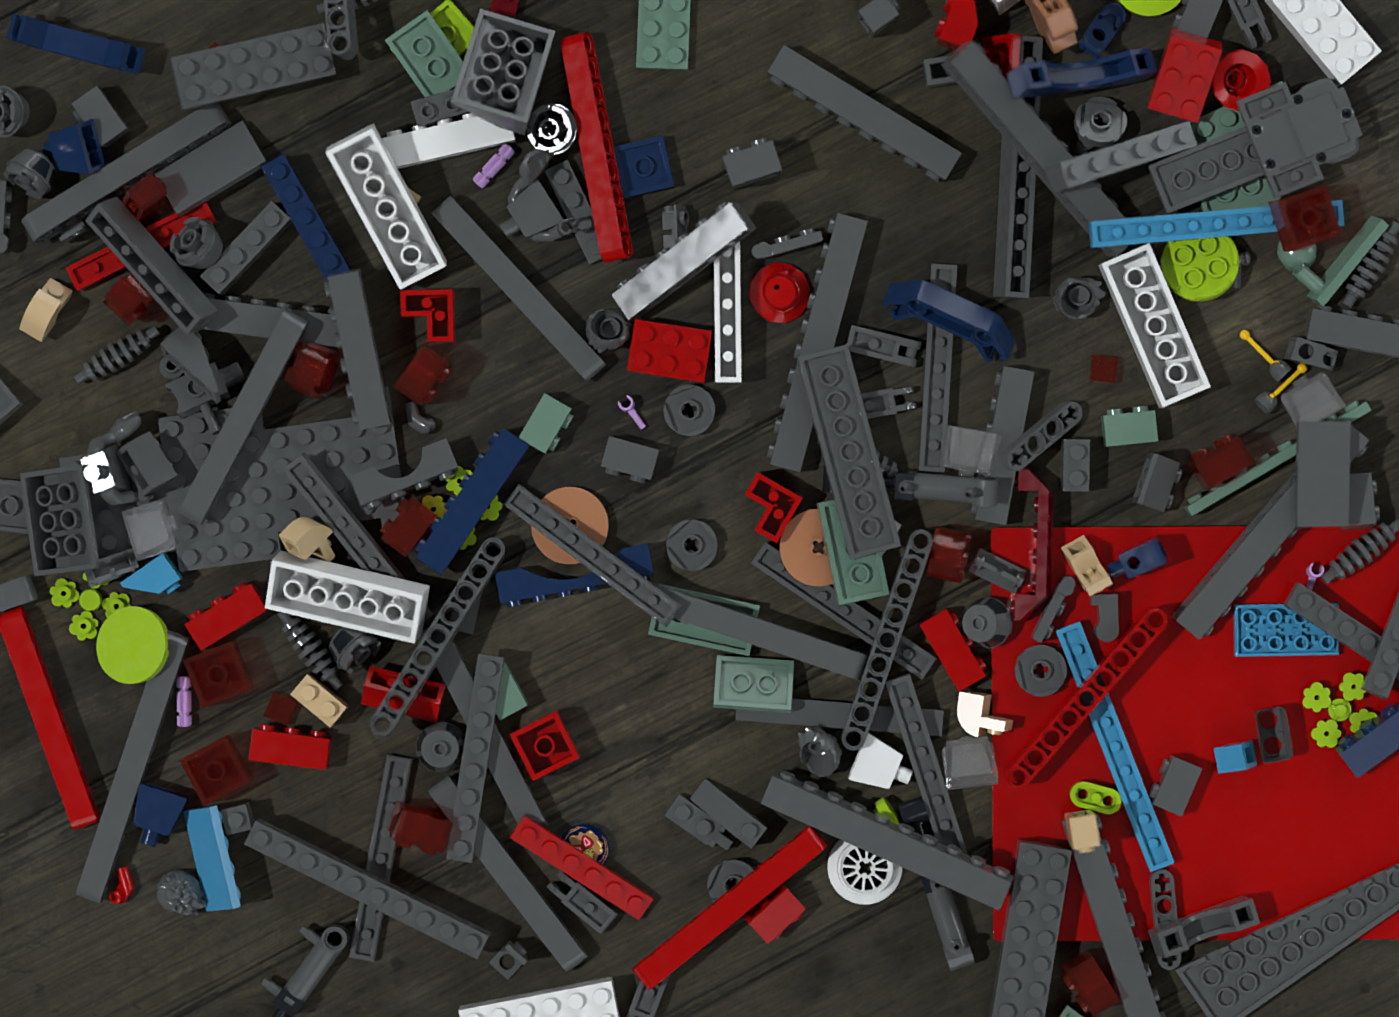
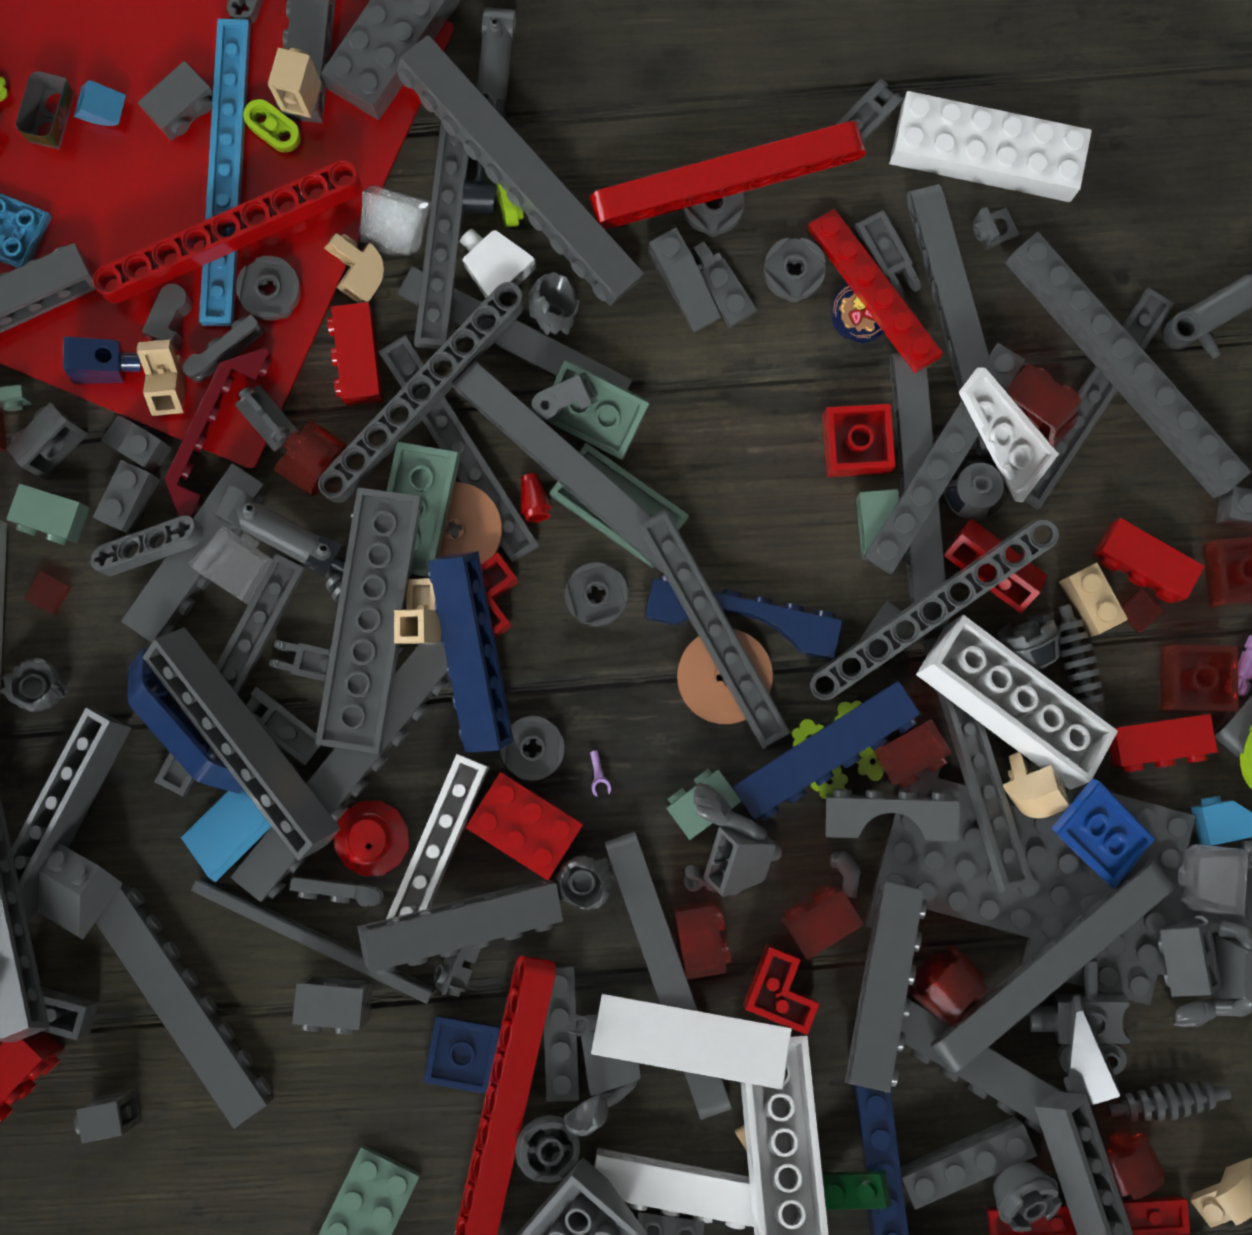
camera: 160 degrees left, 5 degrees down
(245, 527) = (1103, 833): none -> blue tile
(320, 195) = (856, 1190): none -> dark green plate
(434, 794) = (1010, 436): none -> white wing
(481, 249) = (691, 1041): none -> white sticker
(493, 166) = (635, 1132): lavender axle -> none
(504, 400) = (739, 851): none -> dark grey torso
(506, 325) = (700, 939): none -> clear red brick
(630, 459) = (623, 721): dark grey brick -> none
(636, 866) = (794, 251): none -> dark grey plate
(763, 460) = (470, 652): none -> dark blue brick
(769, 596) = (534, 500): none -> red cone
(774, 913) = (680, 146): red brick -> none
(779, 683) = (553, 399): none -> dark grey leg
(789, 202) = (308, 937): none -> dark grey tile
(809, 470) = (419, 621): none -> tan brick
(847, 890) = (588, 144): white piece -> none
(883, 257) = (225, 833): none -> dark azure tile
(902, 322) = (241, 743): none -> dark grey brick
(976, 162) = (74, 890): none -> dark grey slope
(987, 622) = (302, 365): dark grey cone -> none
(1090, 509) = (136, 444): none -> dark grey slope

